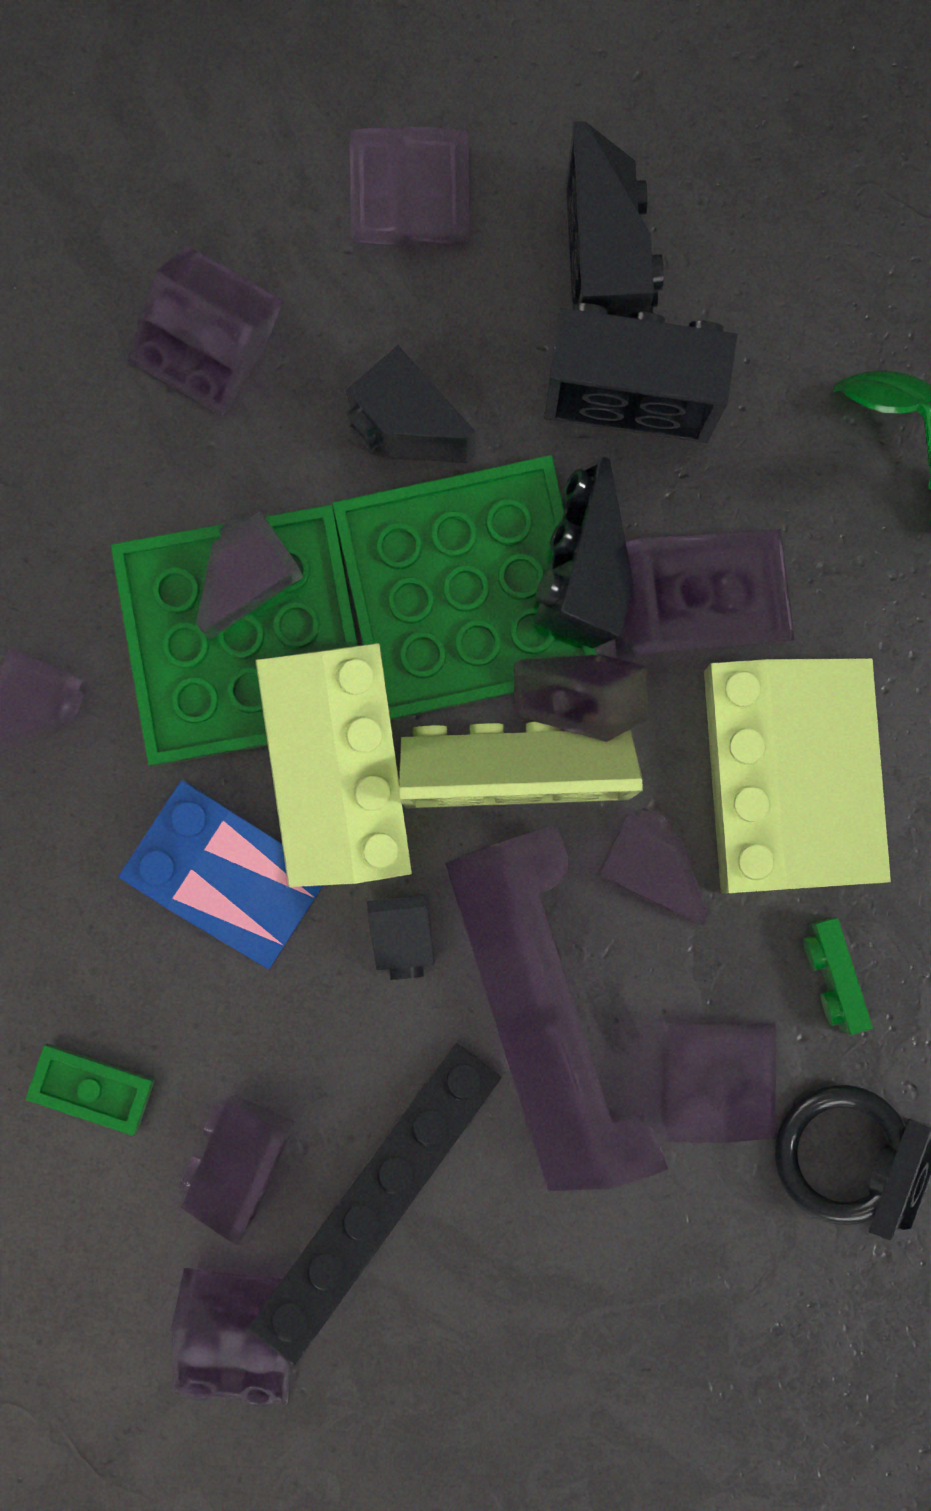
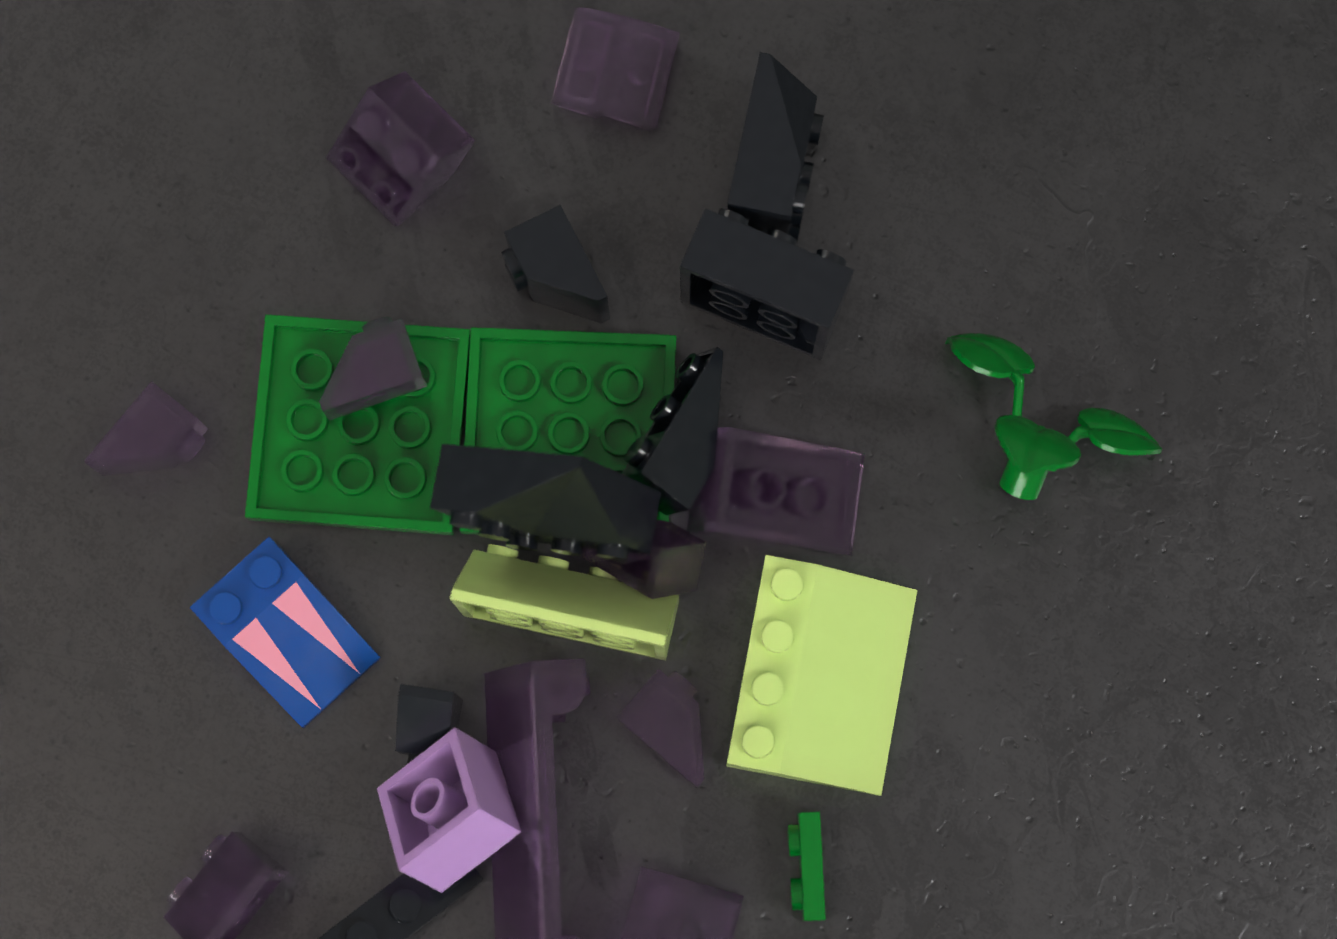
camera: 15 degrees right, 5 degrees down
(90, 1089) = (113, 792): green plate -> none
(333, 766) = (400, 566): yellowish green slope -> none
(451, 1019) = (448, 810): none -> lavender brick
(470, 666) = (545, 501): none -> black slope

